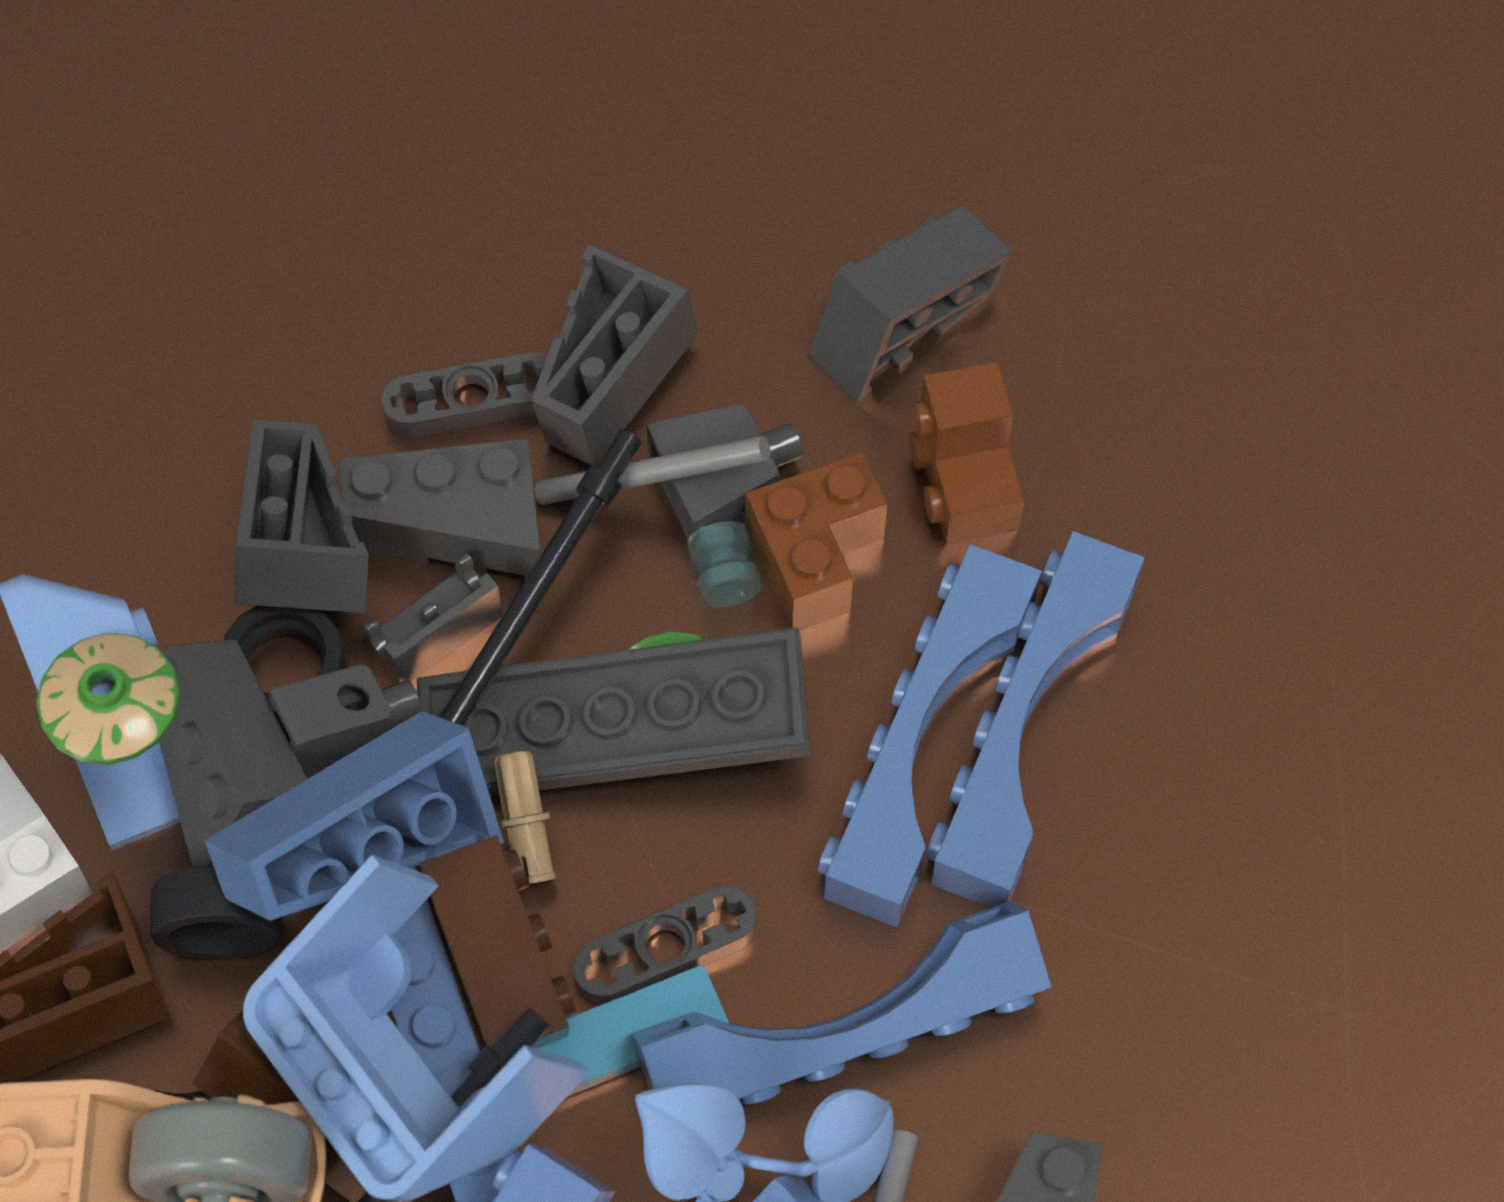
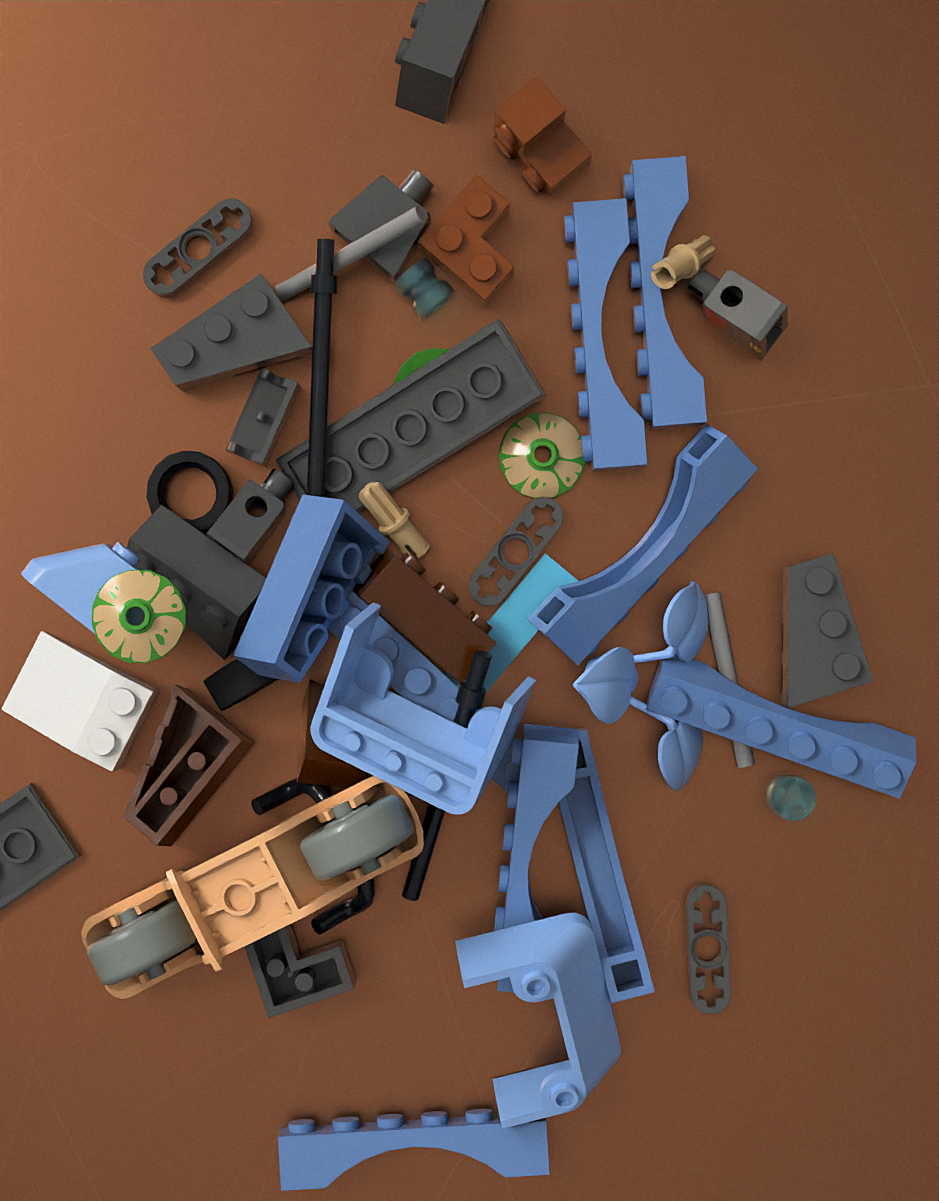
camera: 25 degrees left, 25 degrees up
(294, 527) = (150, 409): dark grey wedge -> none
(611, 353) = (275, 179): dark grey wedge -> none
(767, 873) = (538, 478): none -> tan dish
(1078, 680) = (682, 262): none -> tan axle
(1130, 782) = (752, 323): none -> dark grey torso

